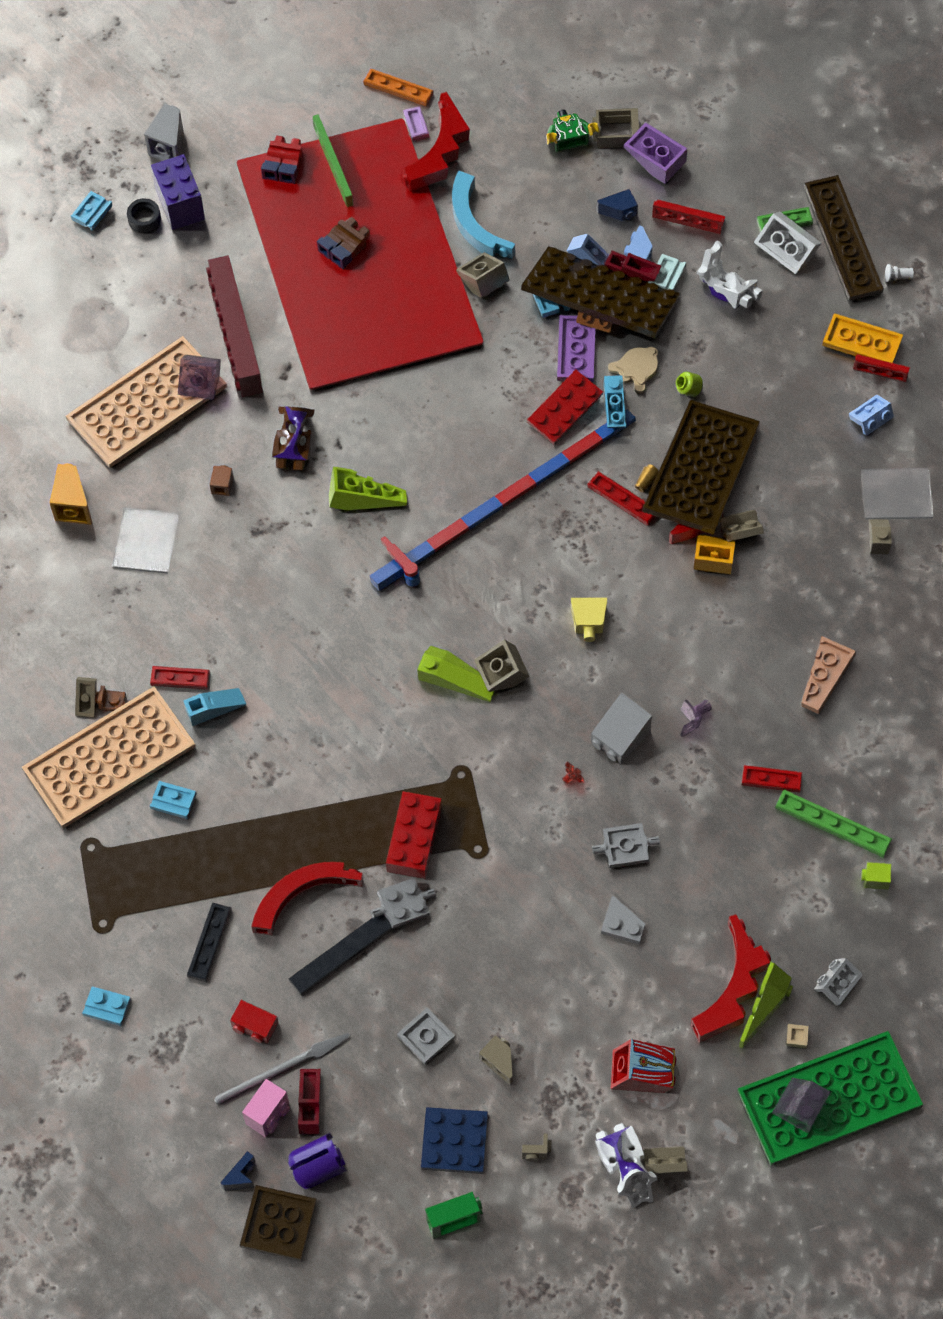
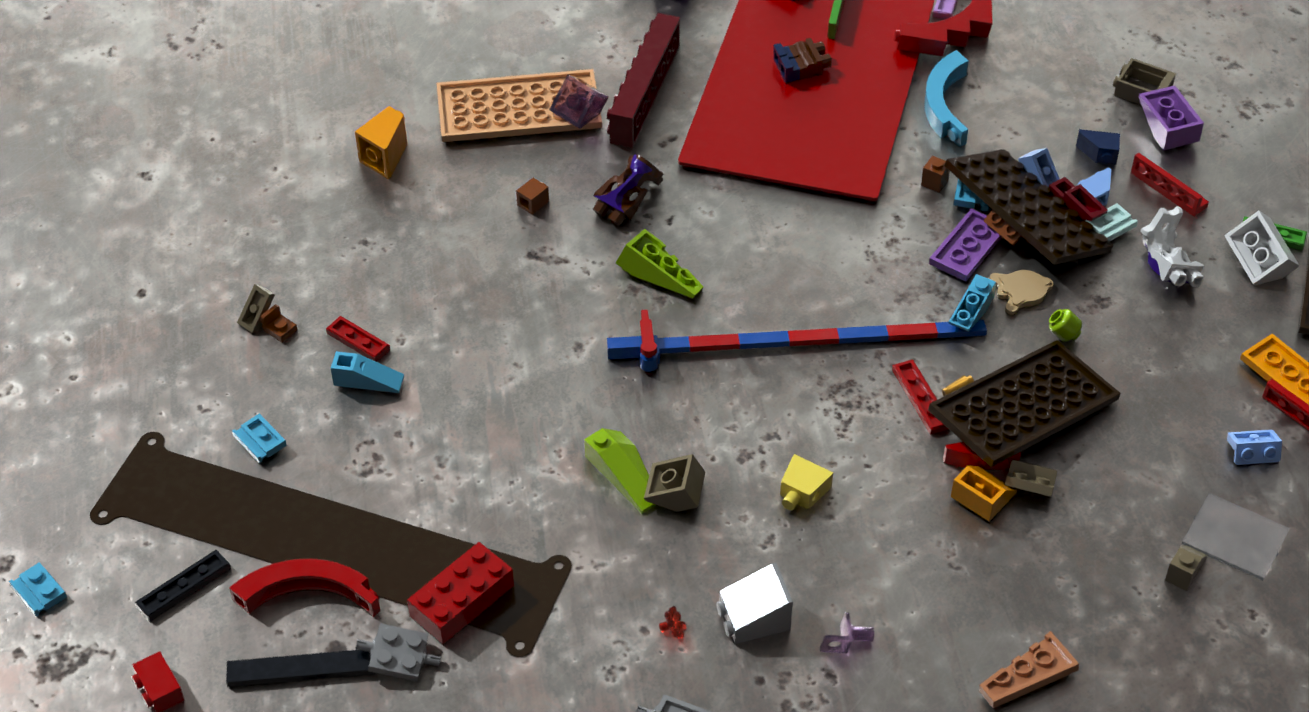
camera: 30 degrees right, 15 degrees down
(108, 757) = (233, 371): light nougat plate -> none
(146, 540) = (425, 213): clear piece -> none
(483, 274) = (918, 143): dark tan slope -> none
(513, 297) = (935, 174): none -> dark orange brick
(564, 407) = (918, 287): red plate -> none
(569, 131) = (1091, 67): green torso -> none

